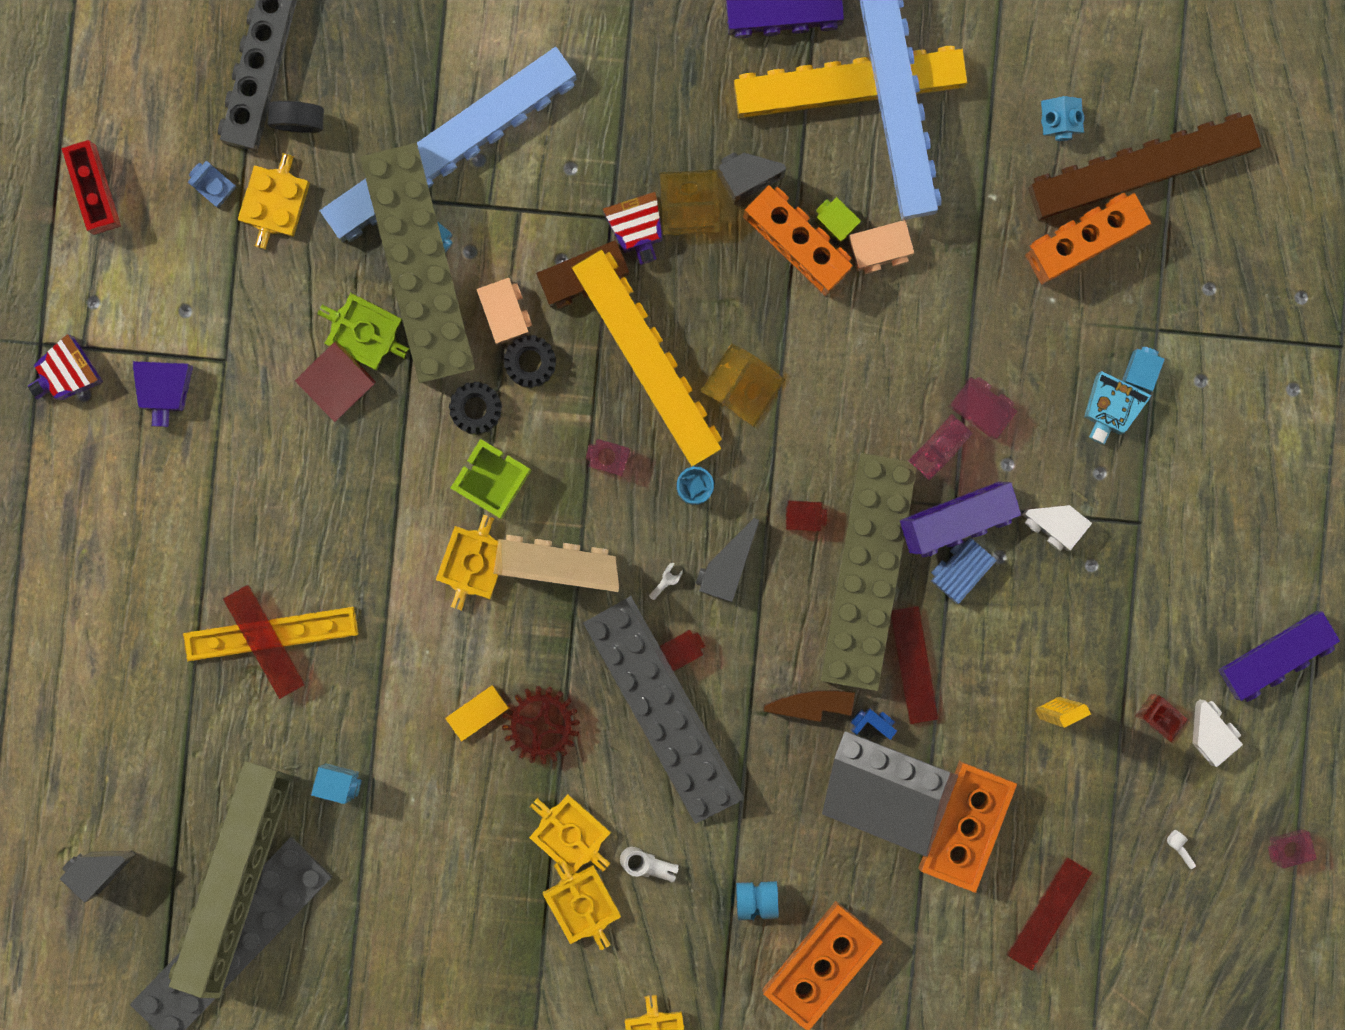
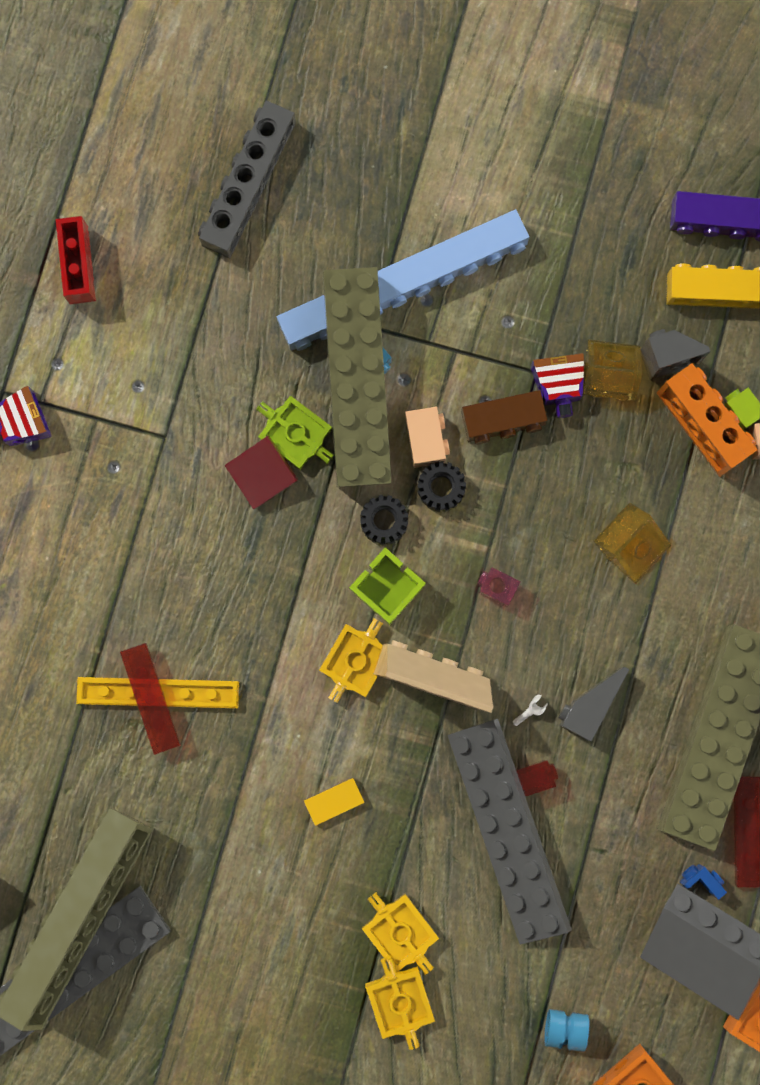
camera: 15 degrees right, 5 degrees down
(161, 388) = (103, 450): dark purple torso -> none
(211, 183) = (183, 277): medium blue bracket -> none
(273, 201) = (236, 303): yellow plate -> none
(295, 116) = (270, 230): black tyre -> none
(336, 783) = (191, 844): dark azure brick -> none
(535, 748) = (382, 845): clear red gear -> none
(646, 357) = (550, 501): yellow brick -> none
(648, 865) = (469, 976): white pin -> none
(695, 485) = (574, 627): dark azure wheel -> none
(805, 516) = (670, 673): clear red brick -> none
(812, 703) = (649, 851): reddish brown slope -> none

